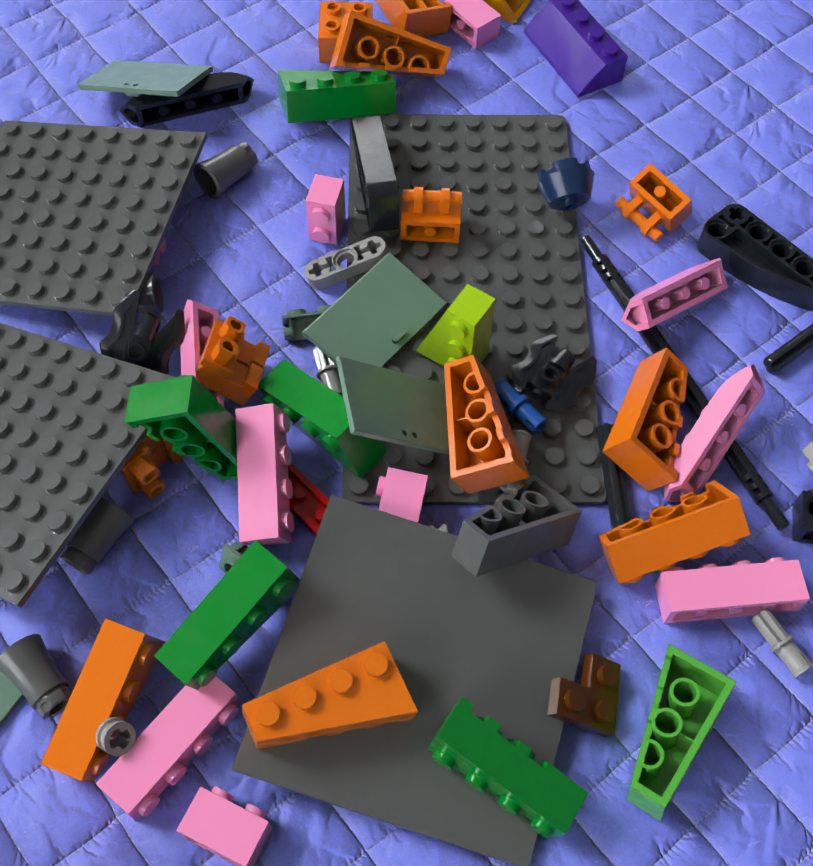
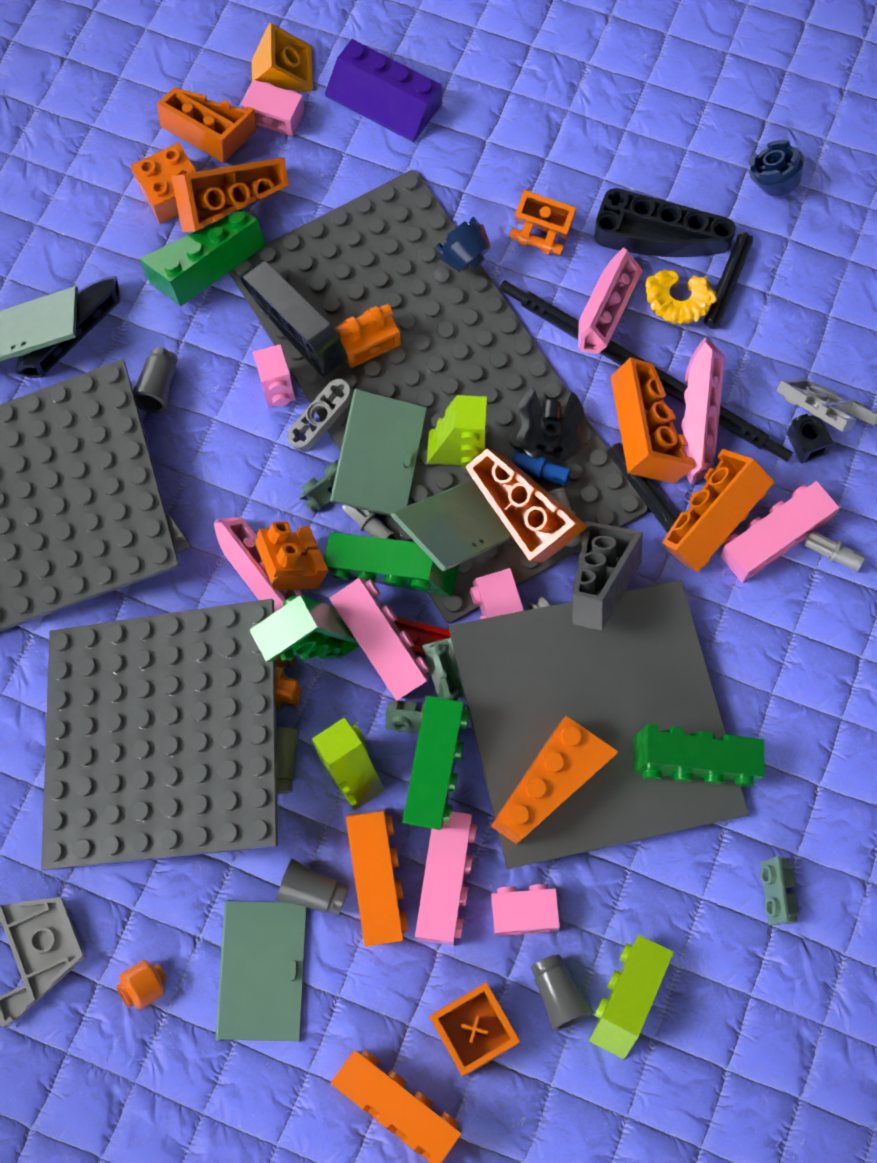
camera: 25 degrees left, 10 degrees up
(126, 740) = (401, 898): light grey bush -> none
(140, 341) = (203, 581): black piece -> none
(153, 568) = (348, 763): none -> lime wedge
(305, 530) = (444, 669): none -> sand green hinge
(591, 703) = (728, 672): reddish brown plate -> none
(679, 722) = (795, 653): bright green wedge -> none
(741, 338) = (677, 311): none -> yellow piece

